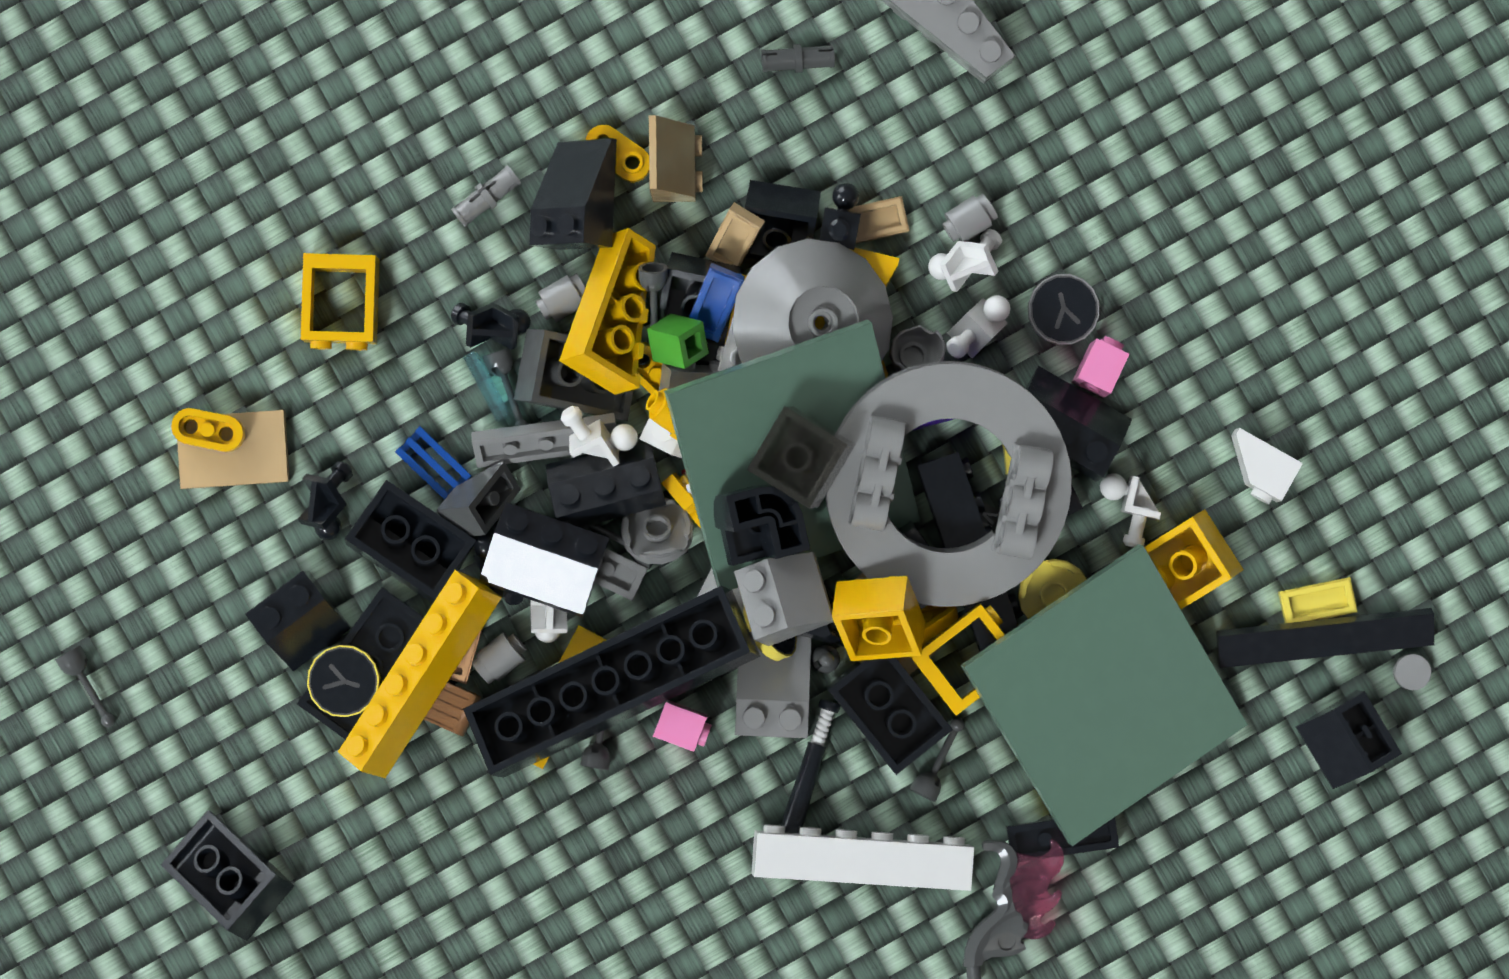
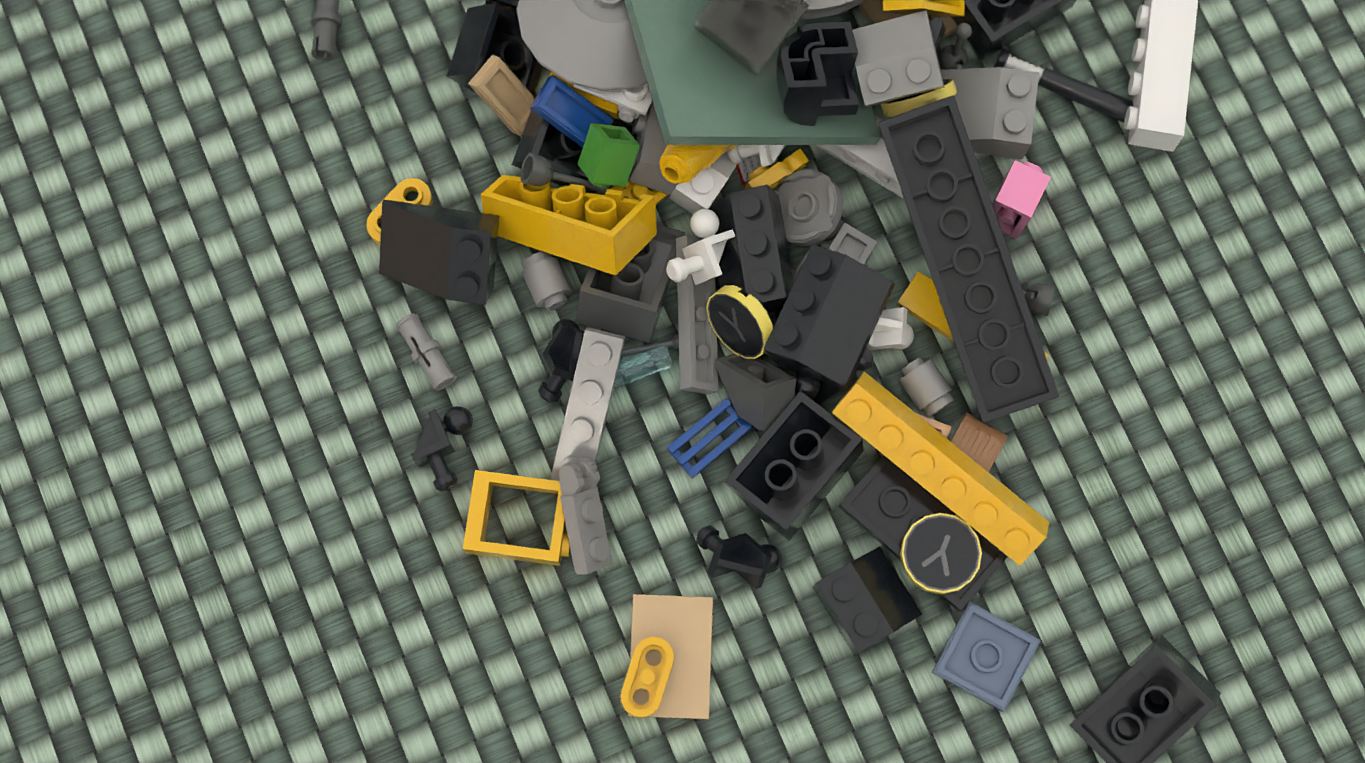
camera: 90 degrees left, 10 degrees down
(261, 731) = (986, 656): none -> sand blue tile
(344, 358) = (584, 515): none -> light grey hinge
(403, 217) = (436, 444): none -> black piece
(442, 349) = (589, 397): none -> light grey plate
(534, 478) = (739, 321): none -> tile
(673, 160) = (414, 151): tan slope -> none

